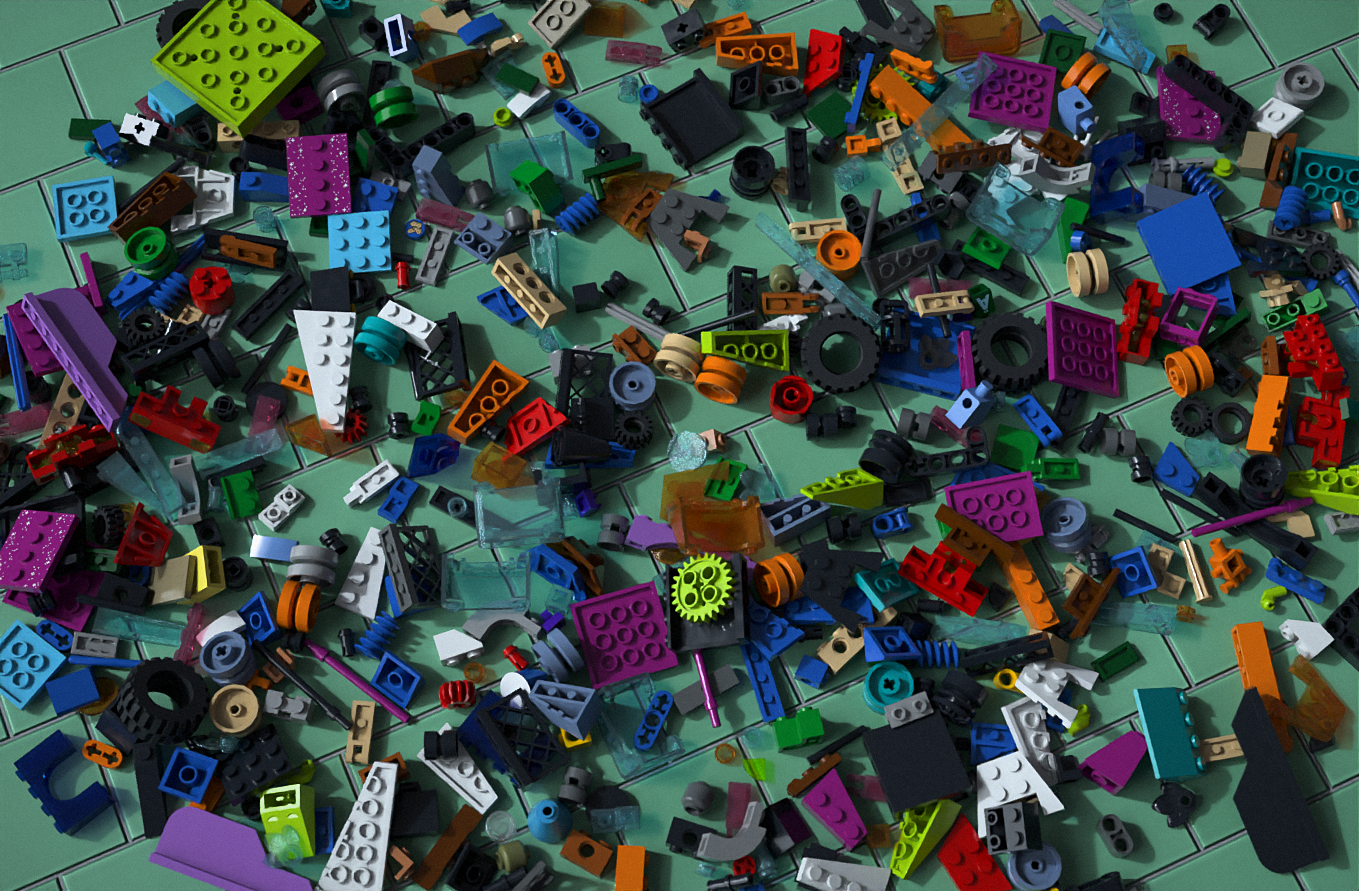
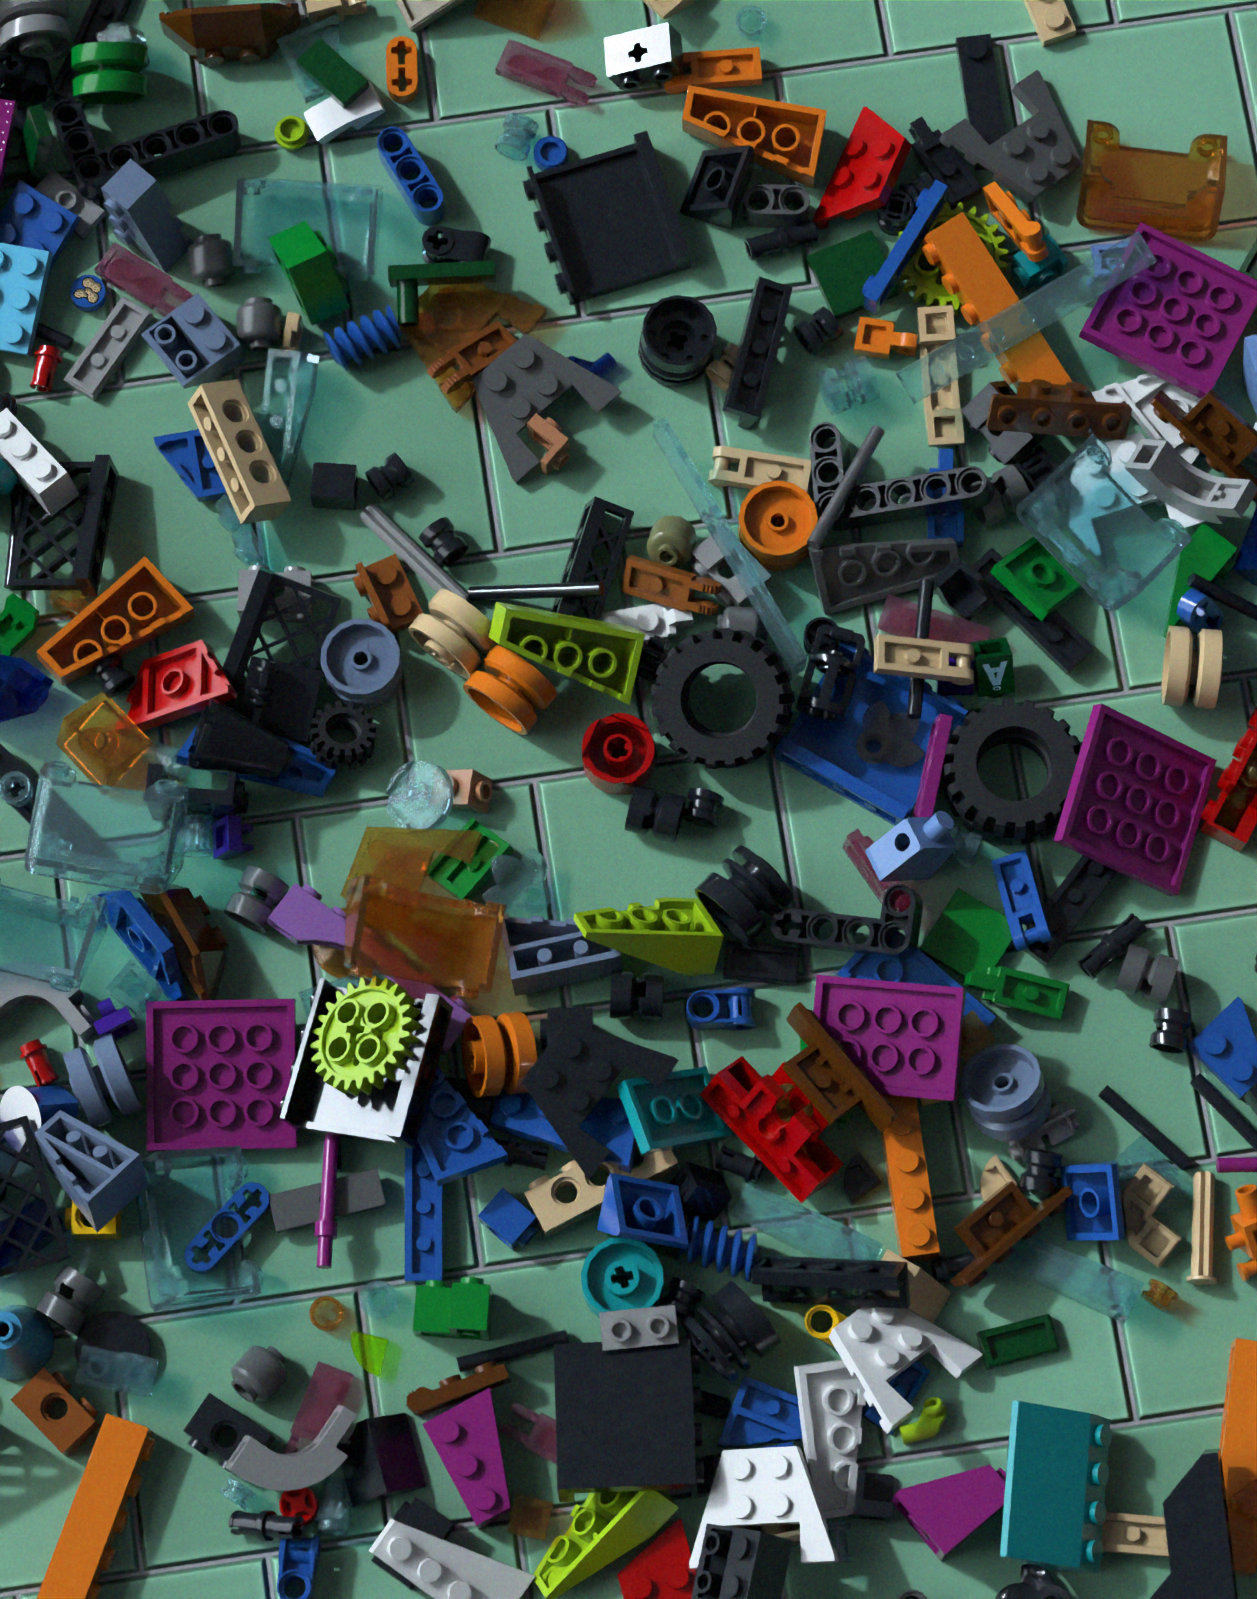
camera: 20 degrees right, 5 degrees up
(906, 422) = (798, 846): dark grey wheel -> none

